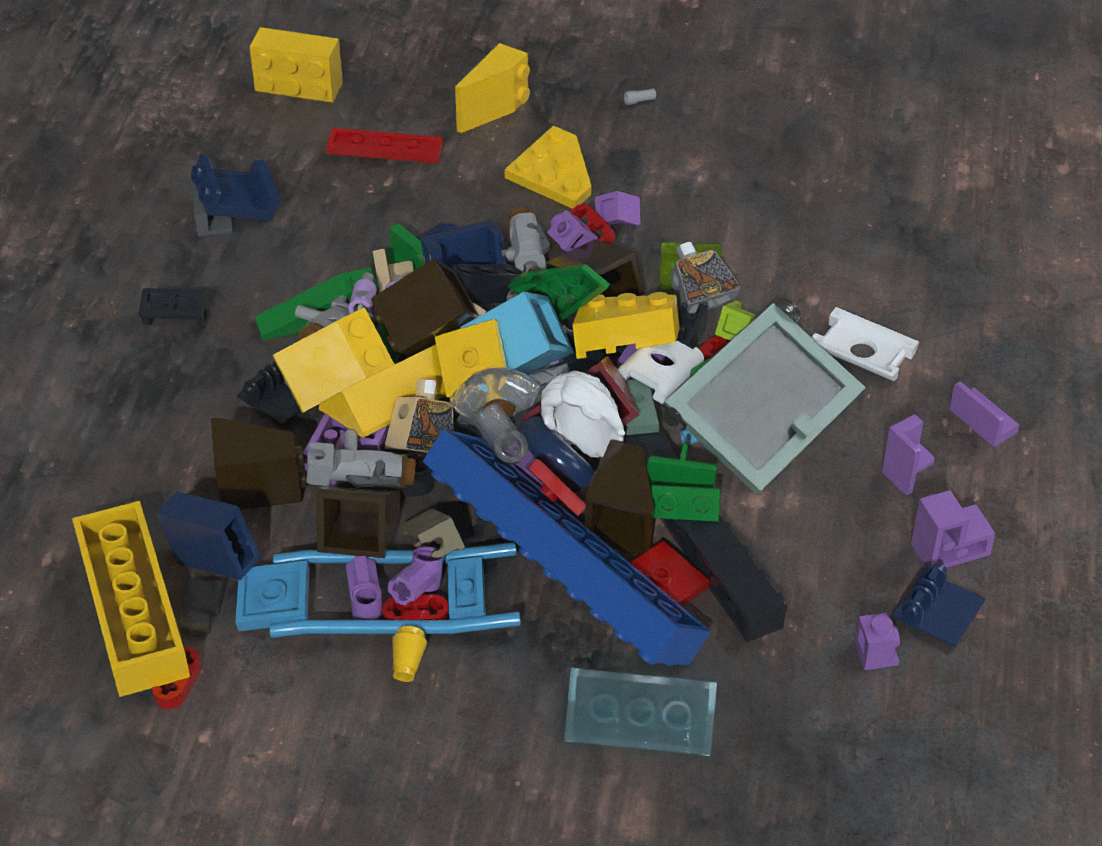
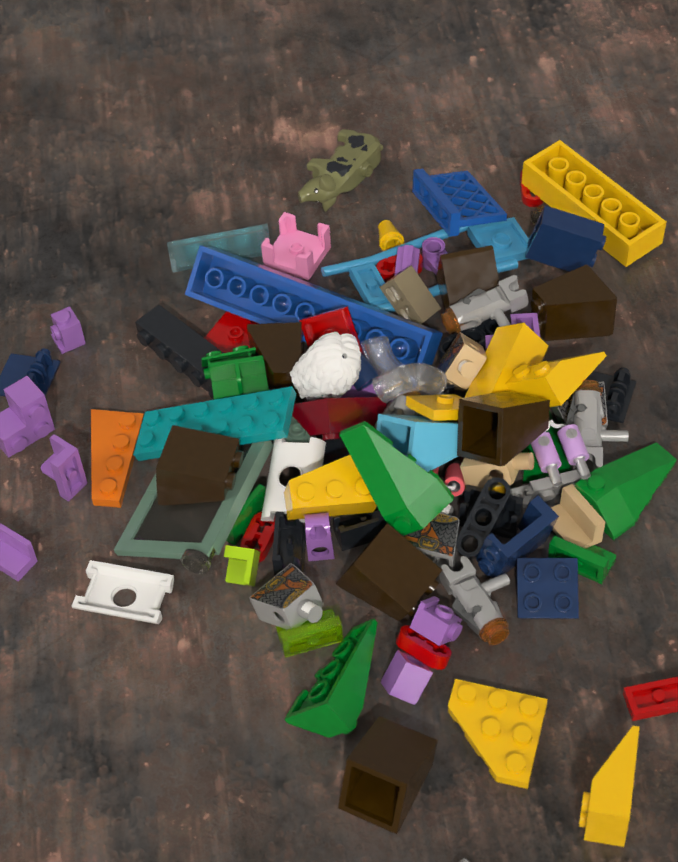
camera: 165 degrees right, 5 degrees up
(322, 667) = (442, 205): none -> blue fence
(414, 769) = (343, 170): none -> olive animal
(535, 674) = (296, 251): none -> bright pink panel
(664, 148) = (386, 773): none -> dark brown slope
(685, 214) = (341, 687): none -> green wedge
(722, 438) = (246, 417): none -> teal plate
(761, 380) = (196, 467): none -> dark brown slope
(844, 492) = (112, 451): none -> orange wing

